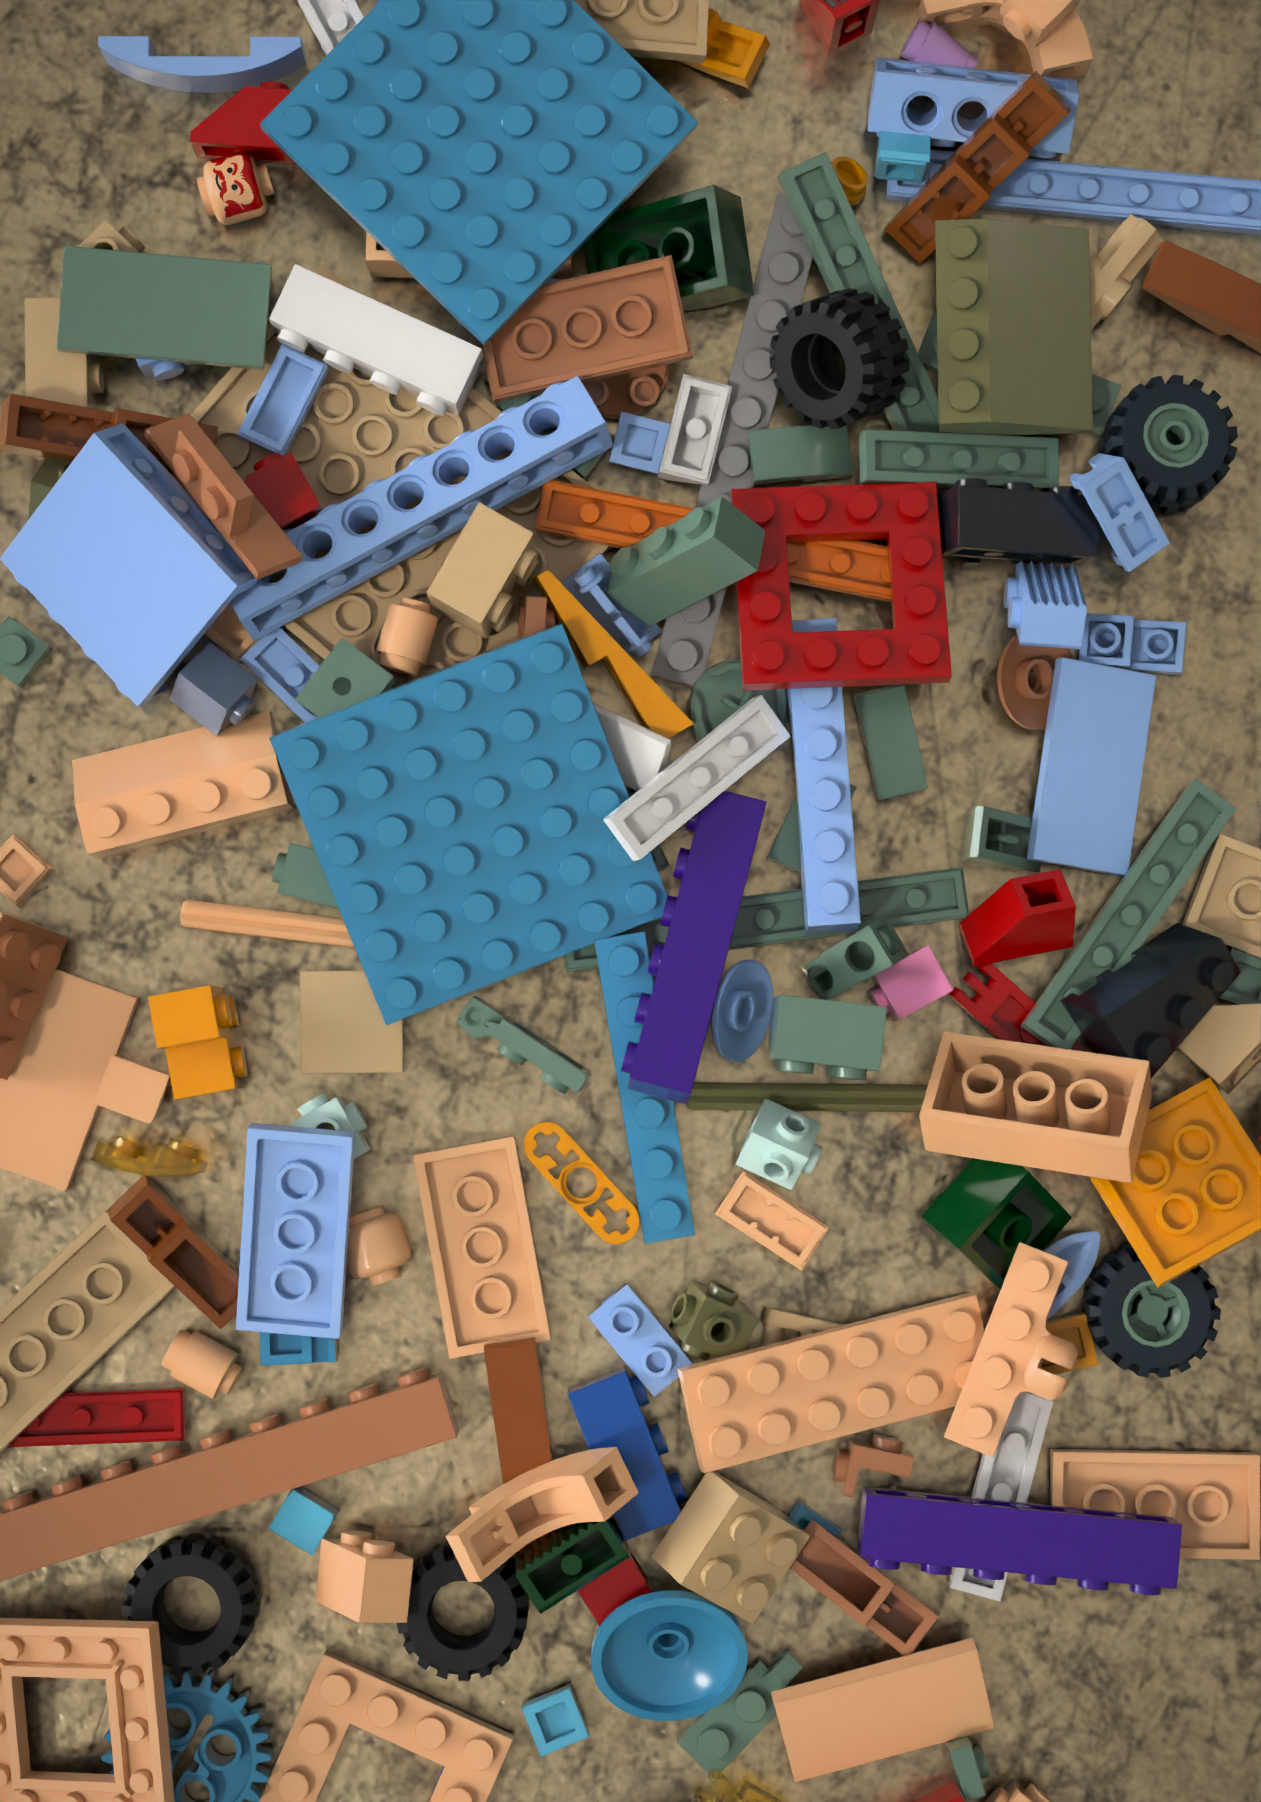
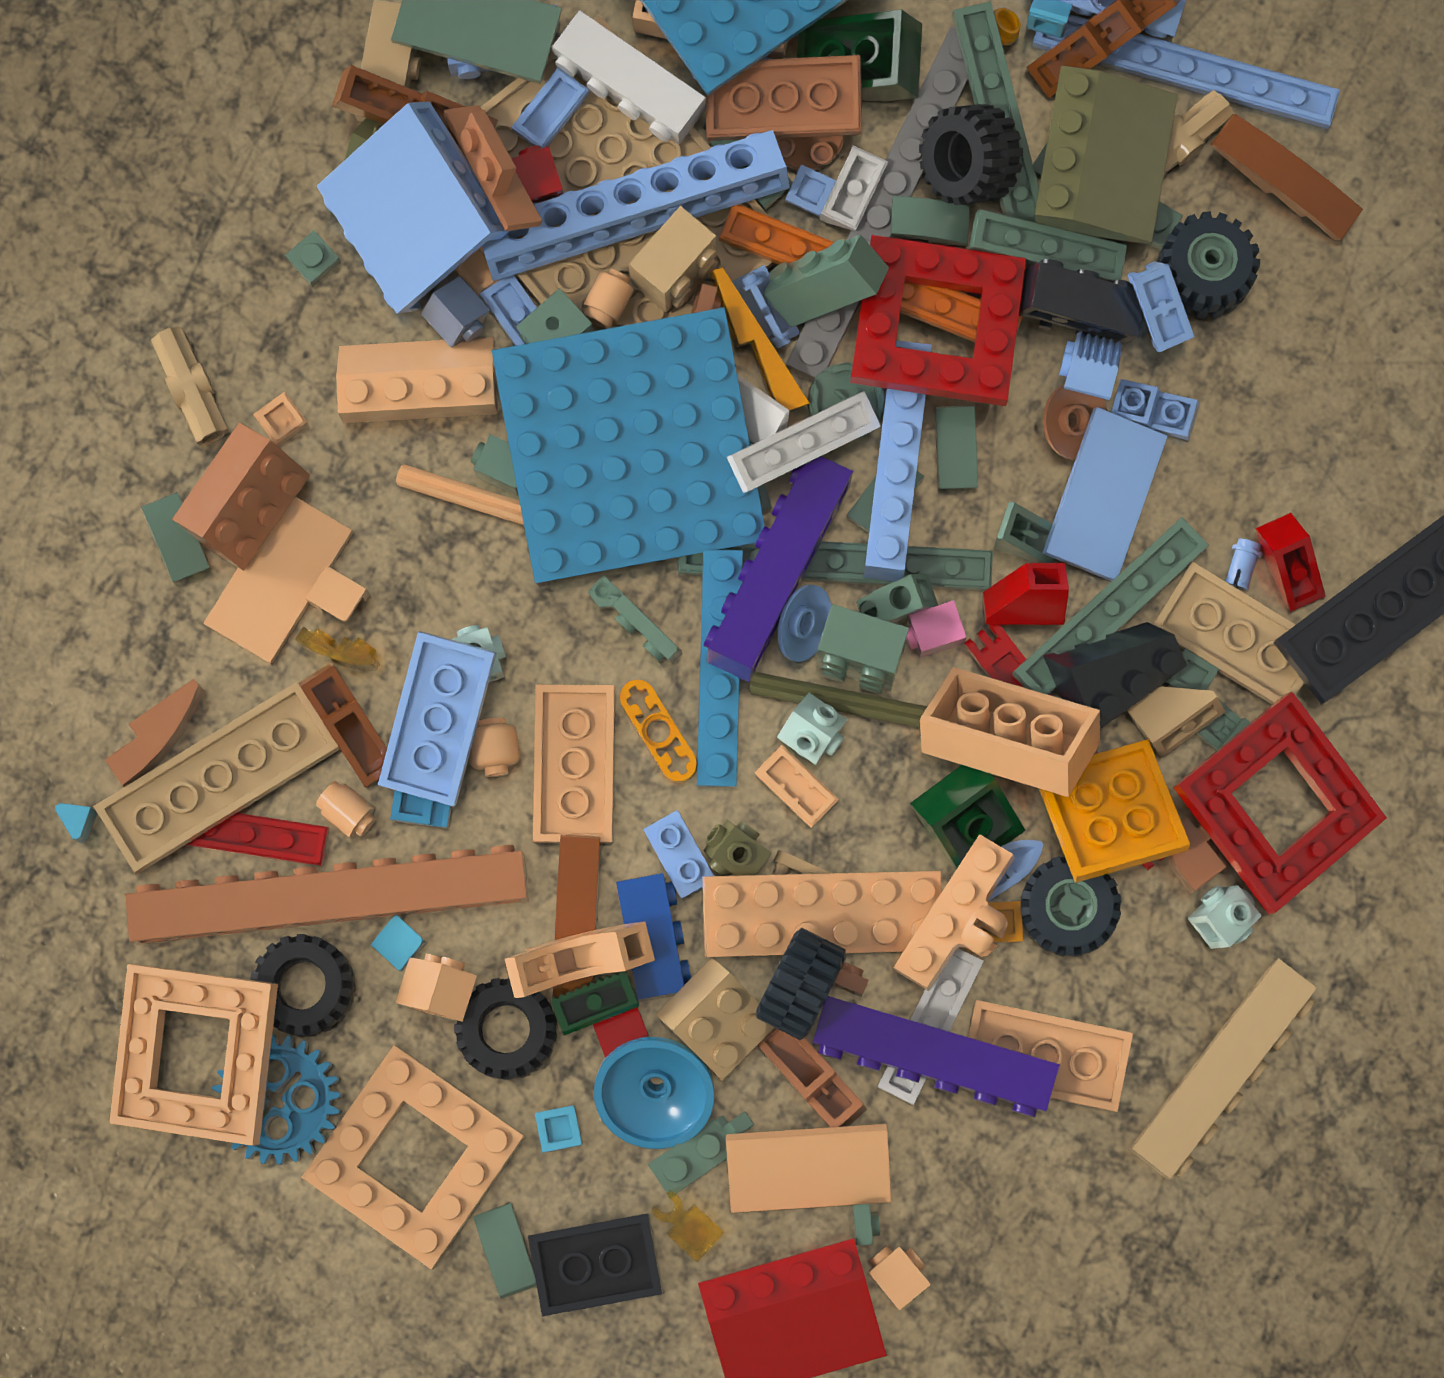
camera: 20 degrees right, 5 degrees down
(198, 1040) = (392, 563): light orange brick -> none
(345, 1027) = (504, 582): tan tile -> none
(835, 1493) = (801, 983): none -> black wheel

